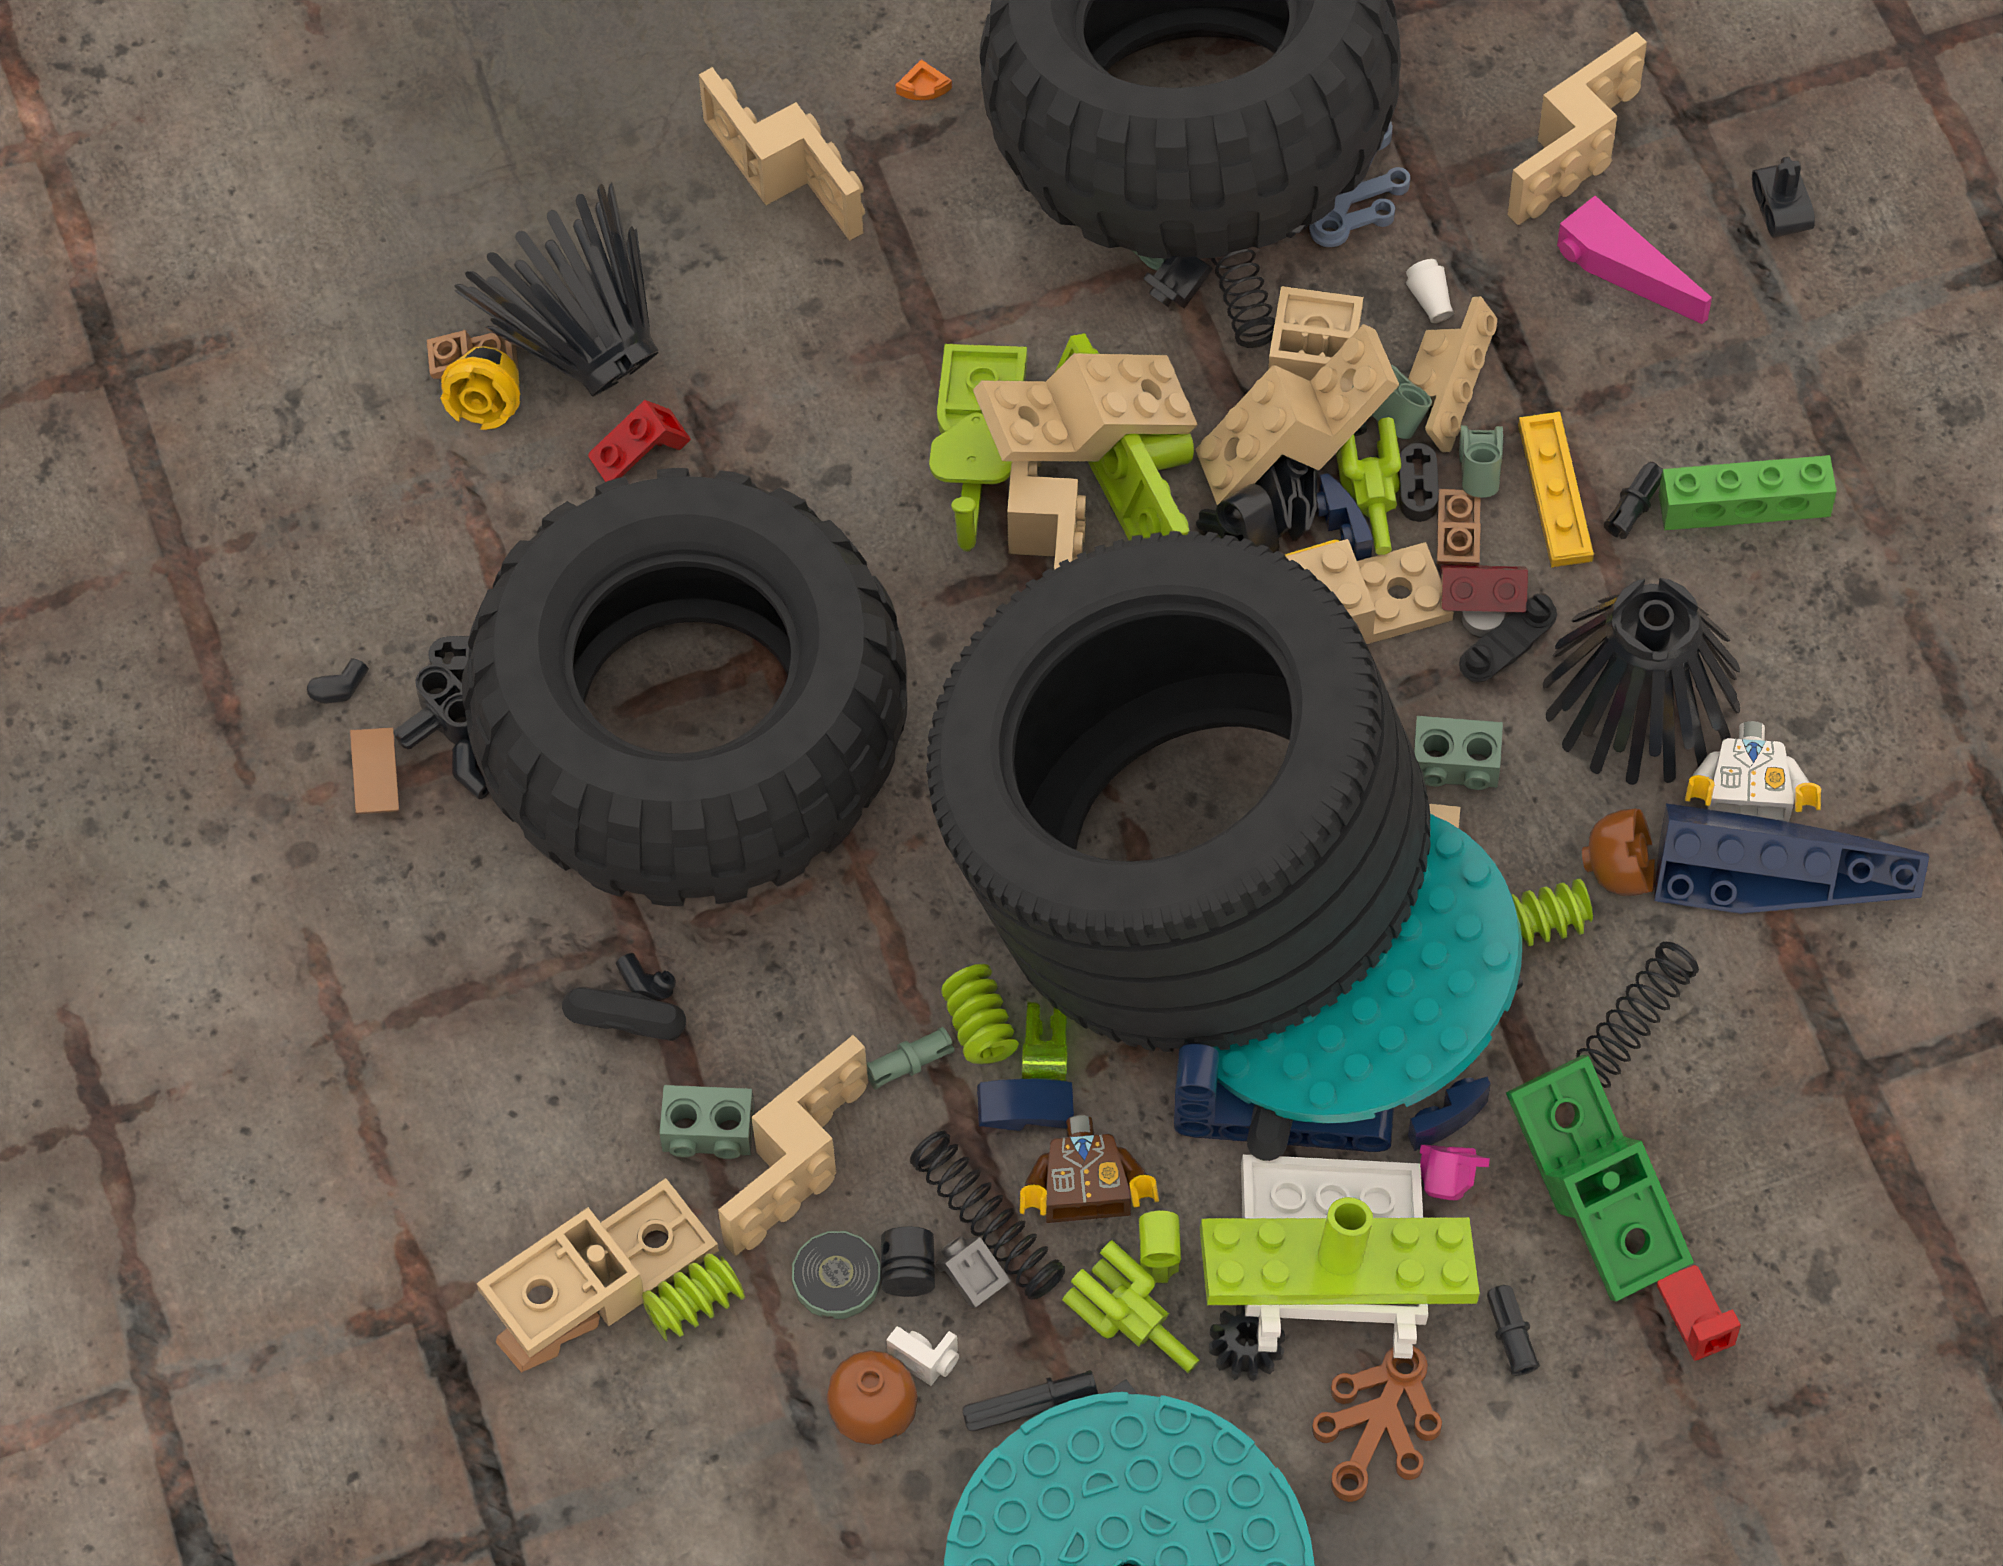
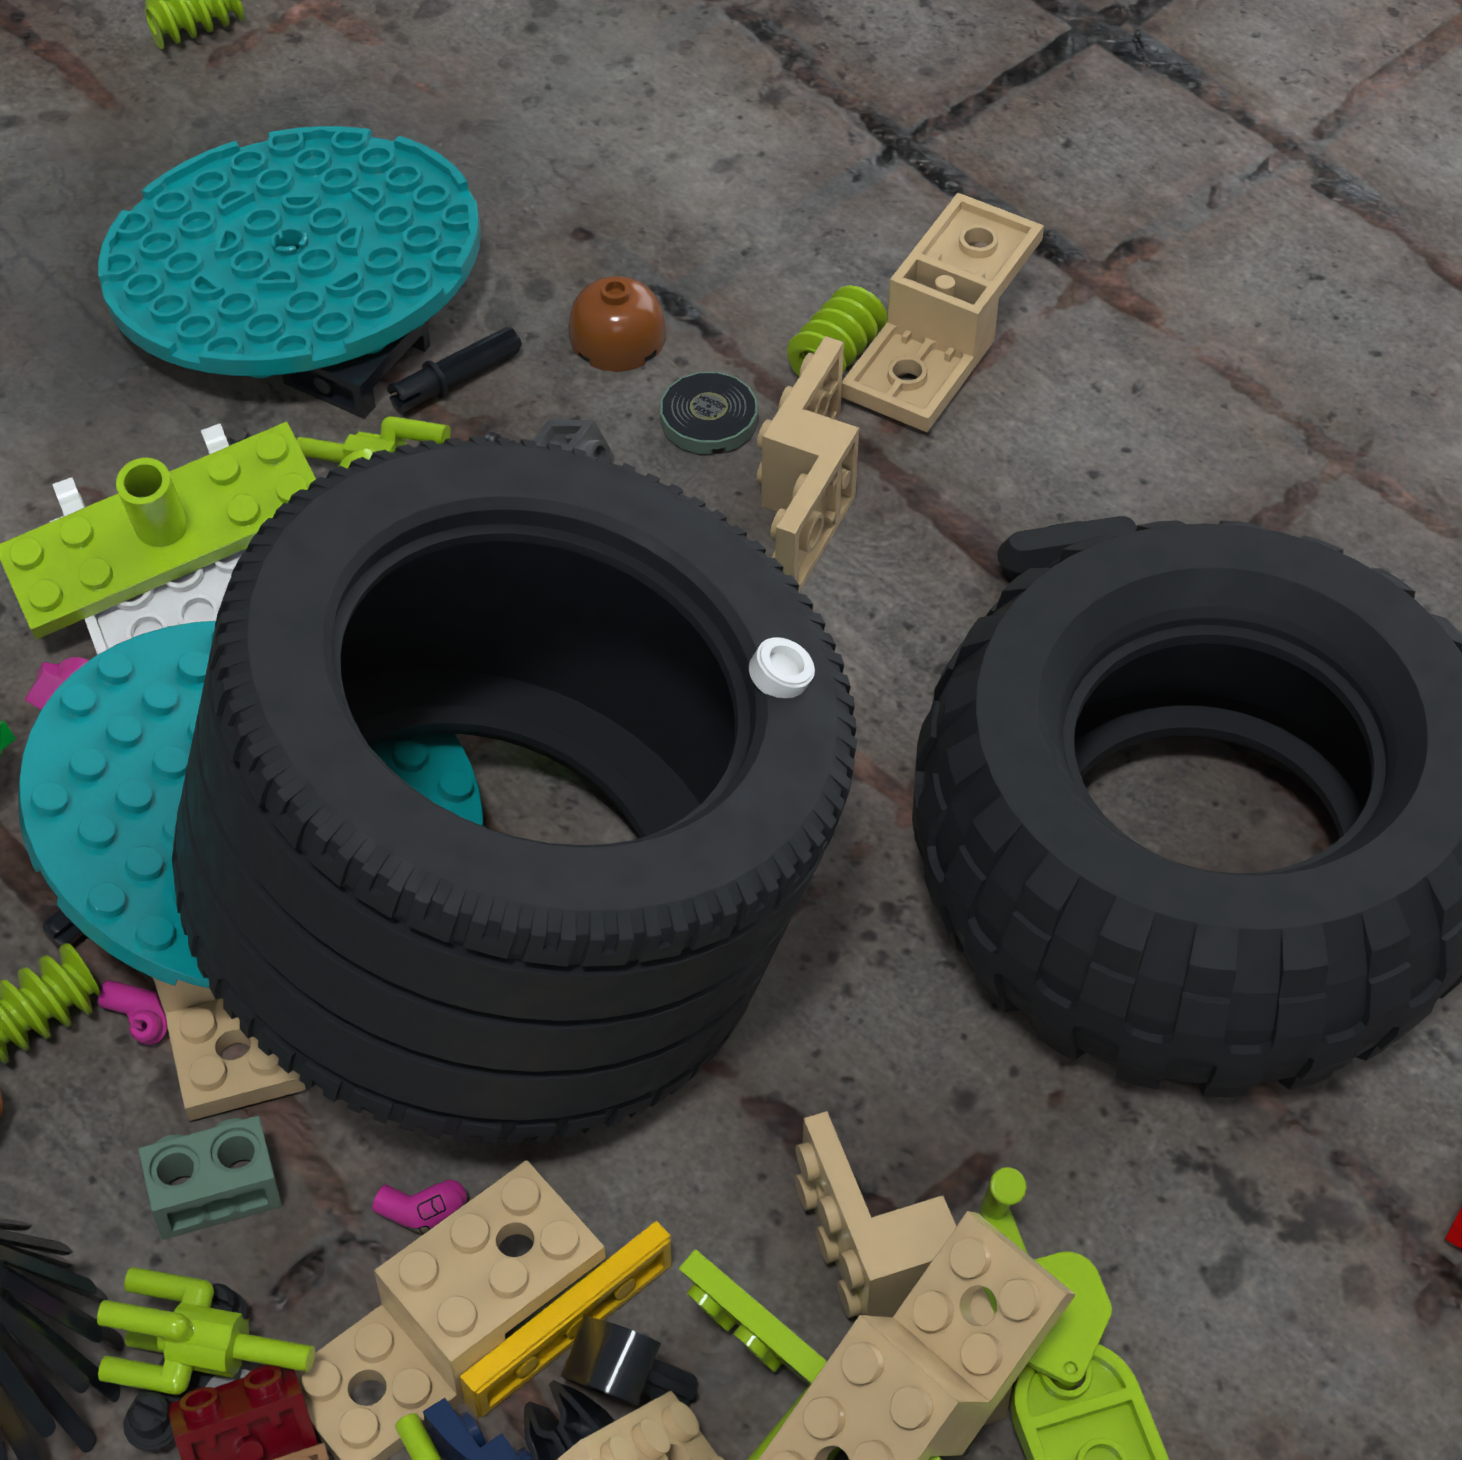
camera: 155 degrees right, 10 degrees down
(708, 1109) = (919, 484): sand green brick -> none
(907, 1261) = (637, 427): black piece -> none
(919, 1356) = (583, 361): white bracket -> none
(982, 708) = (781, 668): none -> white tile
(1381, 1415) = (99, 407): dark orange plant -> none
(1499, 632) = (189, 1337): none -> lime plant

